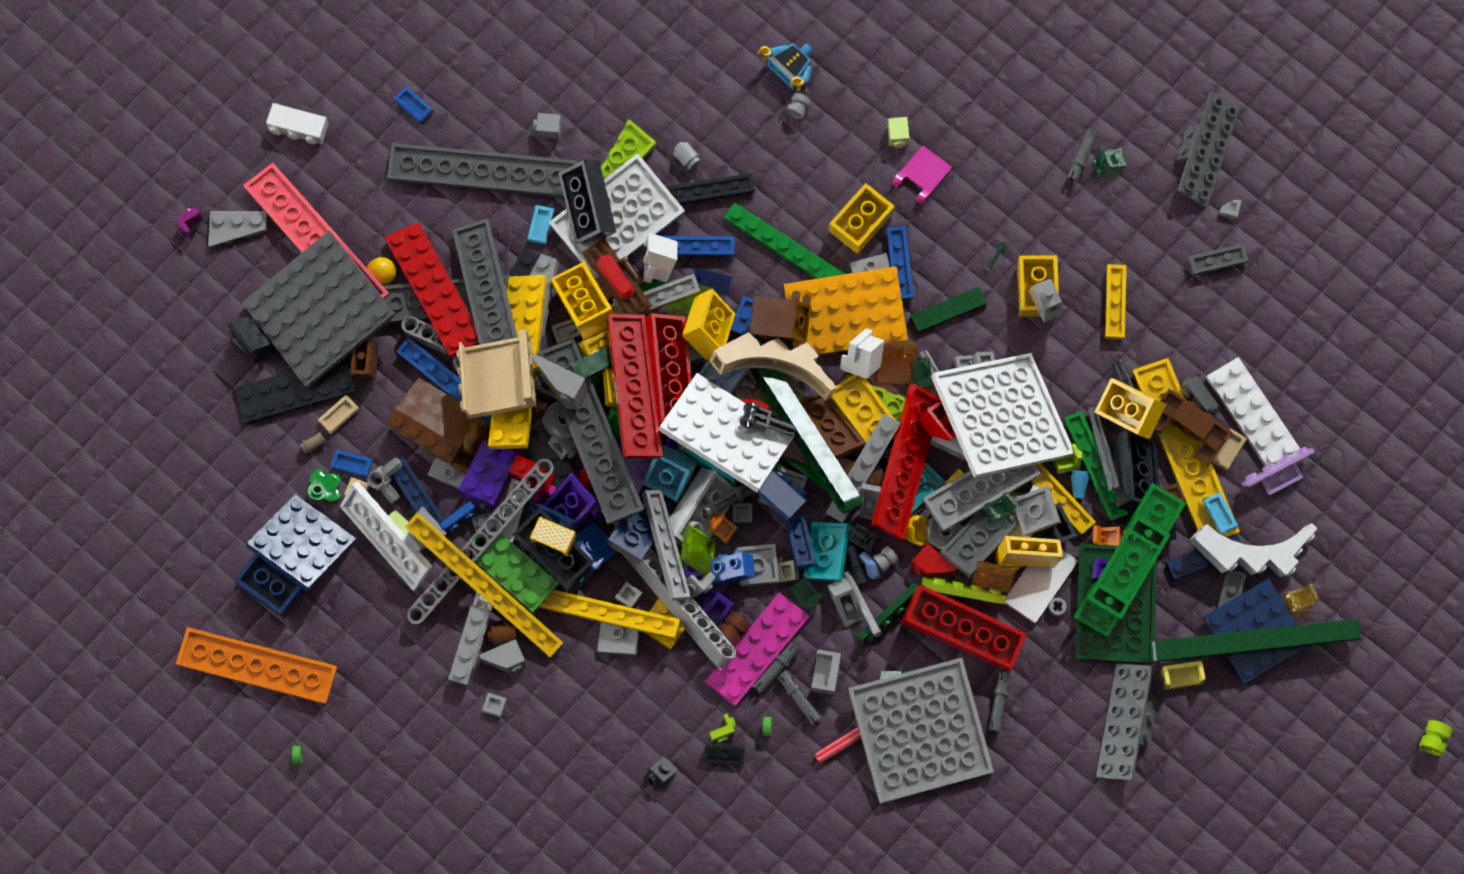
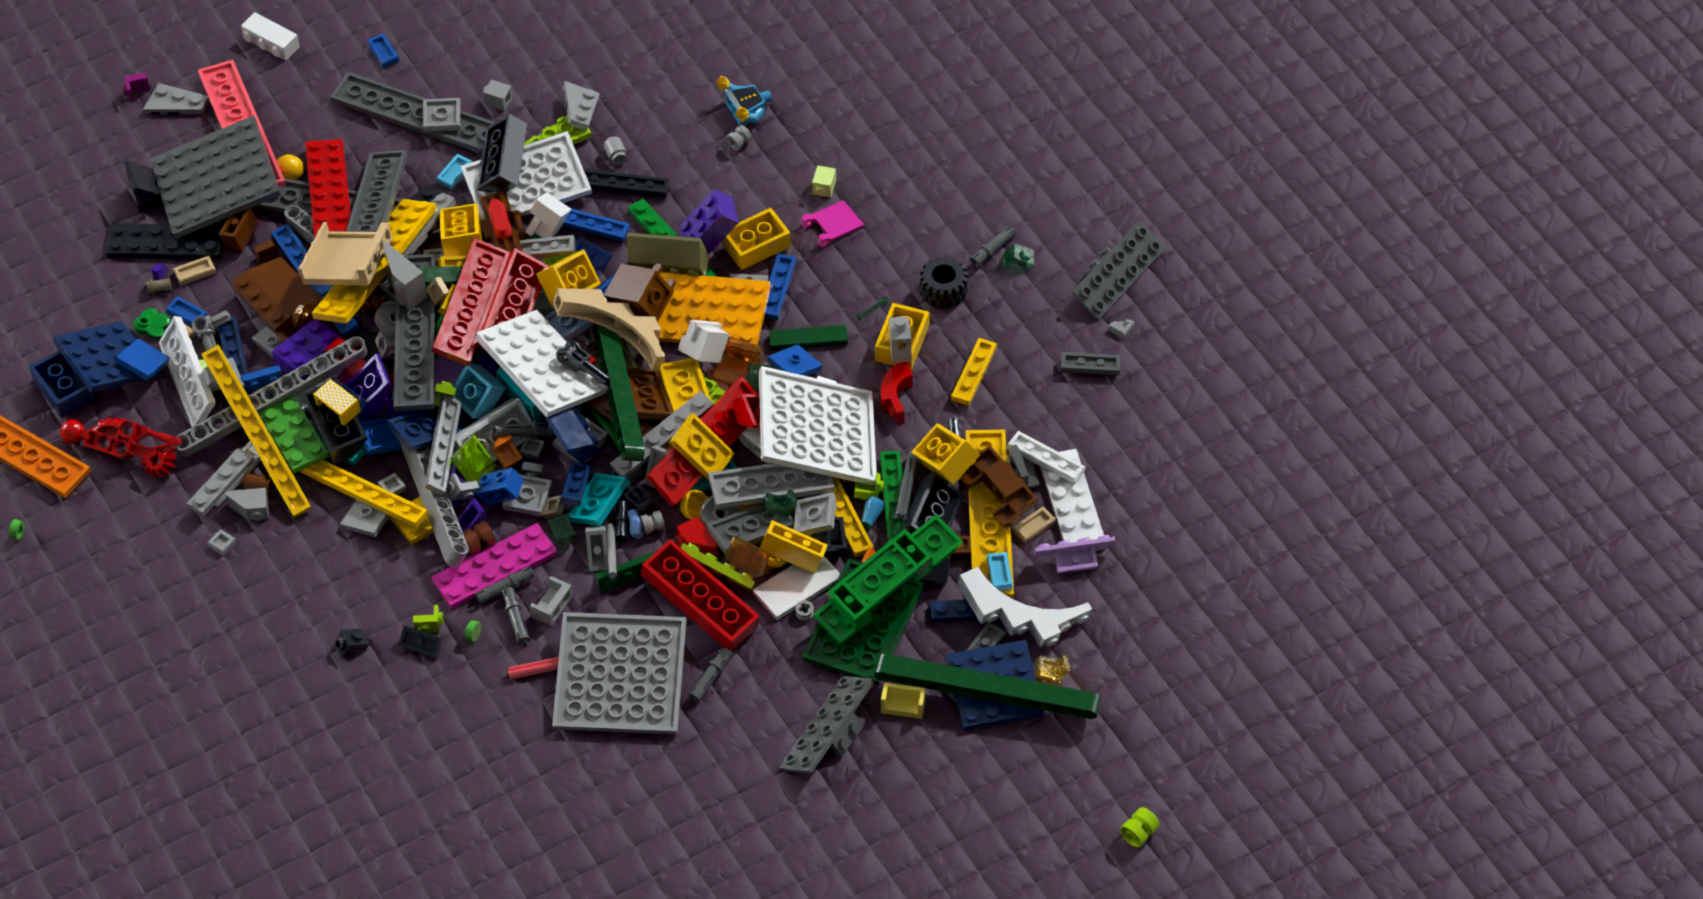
camera: 20 degrees right, 20 degrees down
(306, 428) = (159, 271): none -> dark purple tile
(337, 536) = (142, 359): none -> blue tile
(349, 625) = (117, 433): none -> red arm
(399, 374) = (265, 252): none -> reddish brown plate
(505, 167) = (441, 114): none -> light grey tile
(597, 383) = (437, 290): none -> tan plate
(635, 114) = (580, 104): none -> light grey wing
(644, 484) = (444, 388): none -> lime bracket
(754, 538) = (533, 470): none -> dark grey plate
(788, 267) = (674, 253): none -> olive slope
(816, 221) = (711, 220): none -> dark purple brick
(907, 473) = (701, 446): none -> yellow tile
(949, 345) = (795, 361): none -> blue plate
(1047, 348) = (893, 383): none -> red arch
(1053, 227) = (943, 294): none -> black tyre
(1217, 377) = (1047, 457): none -> white tile

